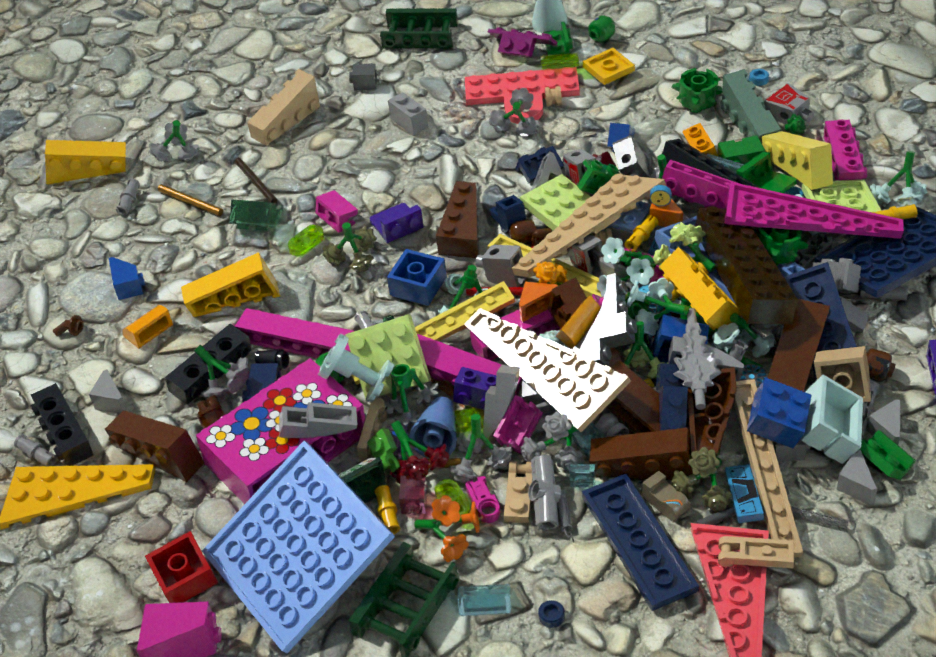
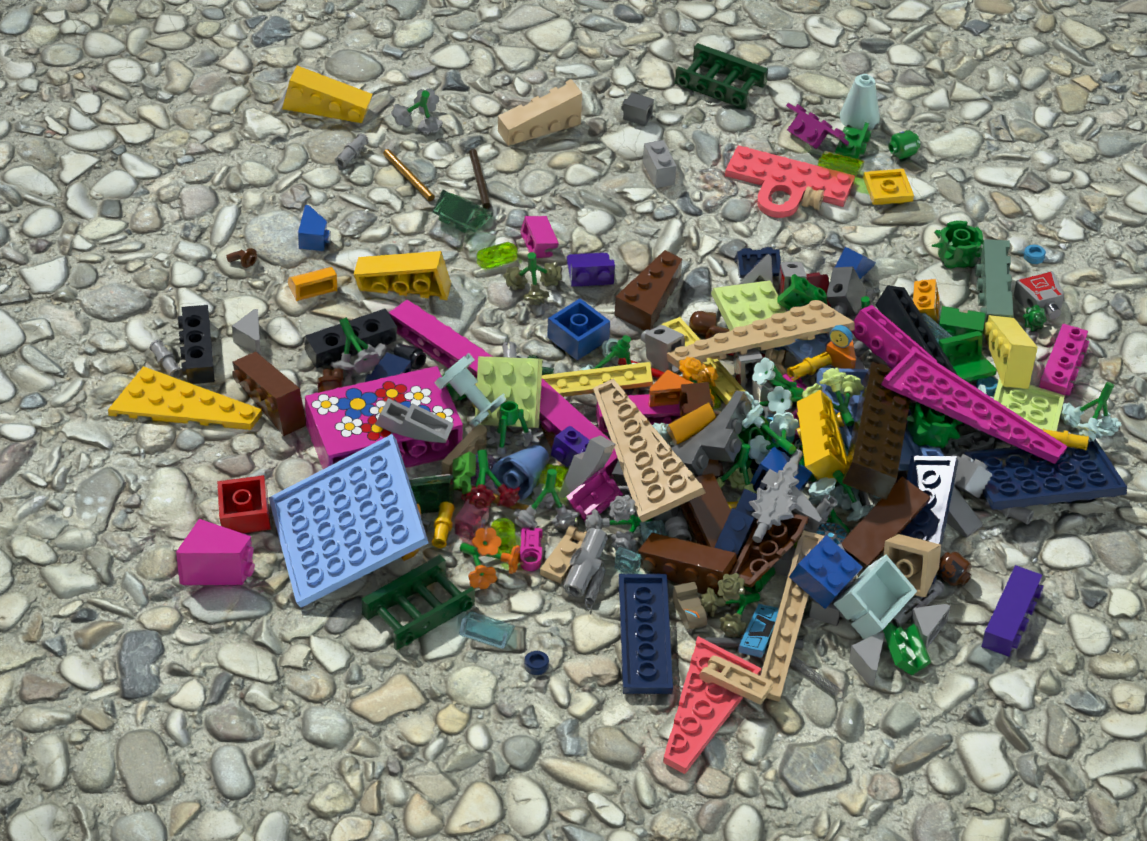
camera: 15 degrees right, 0 degrees up
(508, 211) = (698, 298): dark blue brick -> none
(520, 100) = (746, 203): light grey plant -> none

